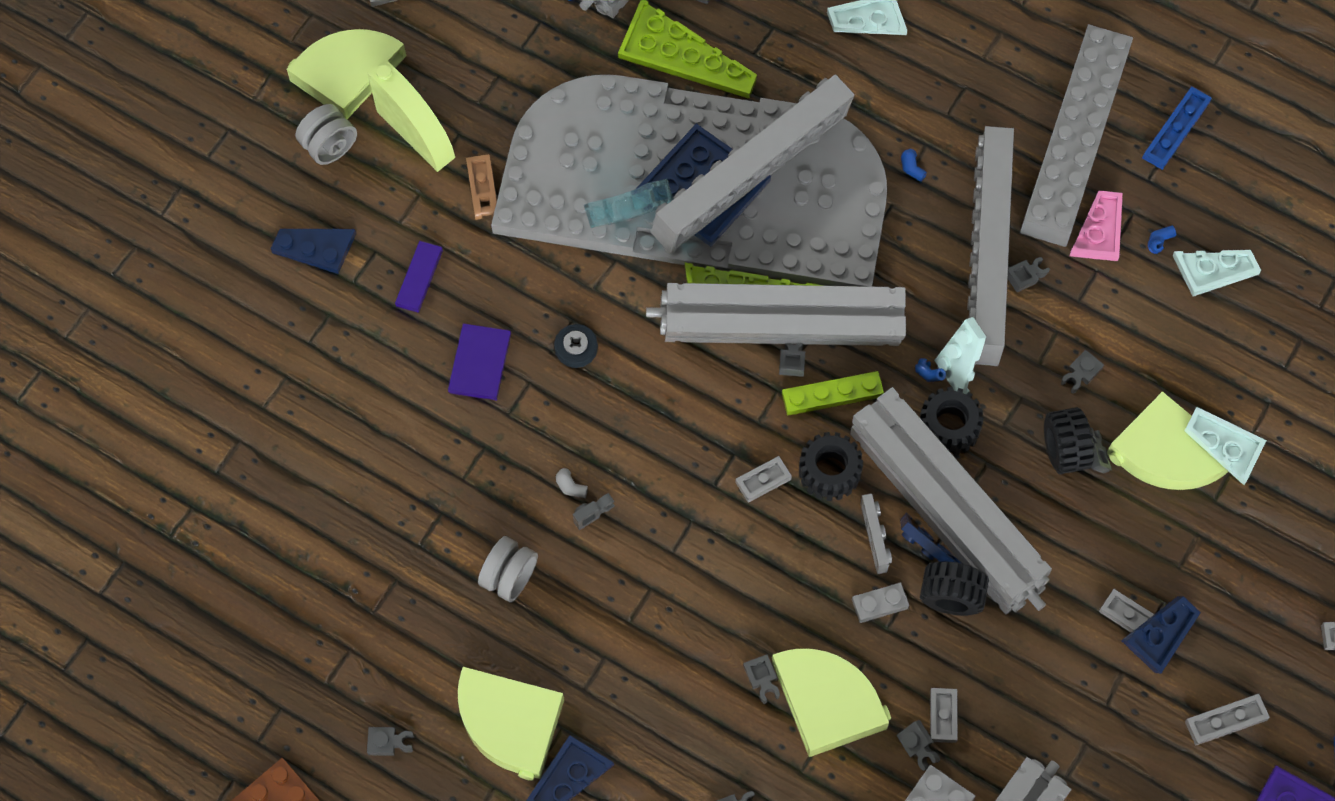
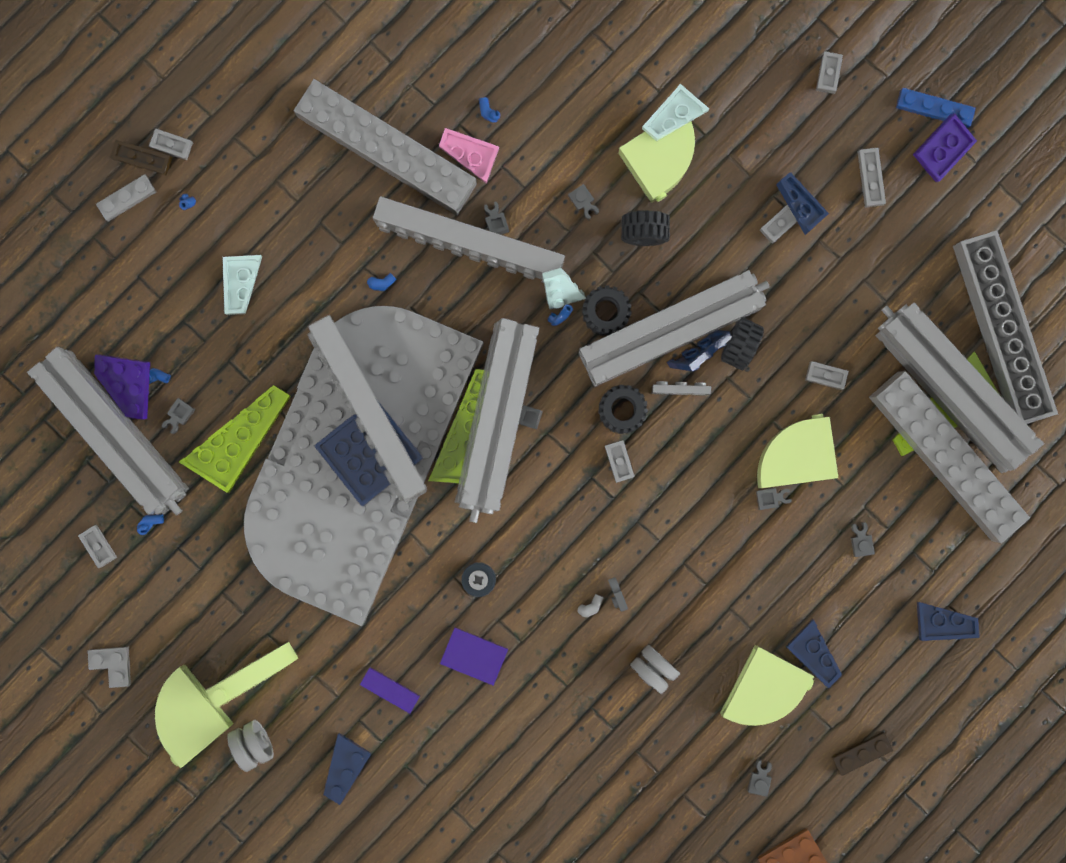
camera: 80 degrees left, 20 degrees up
(481, 185) = (321, 626): medium nougat plate -> none
(628, 205) = (376, 515): clear light blue arch -> none
(832, 393) = (560, 392): lime plate -> none
(880, 602) = (732, 398): light grey plate -> none
(917, 742) = (843, 398): dark grey plate -> none
(1101, 460) = (653, 206): dark grey plate -> none
(1176, 128) = (396, 69): blue plate -> none
(1214, 270) = (523, 80): light aqua wing -> none

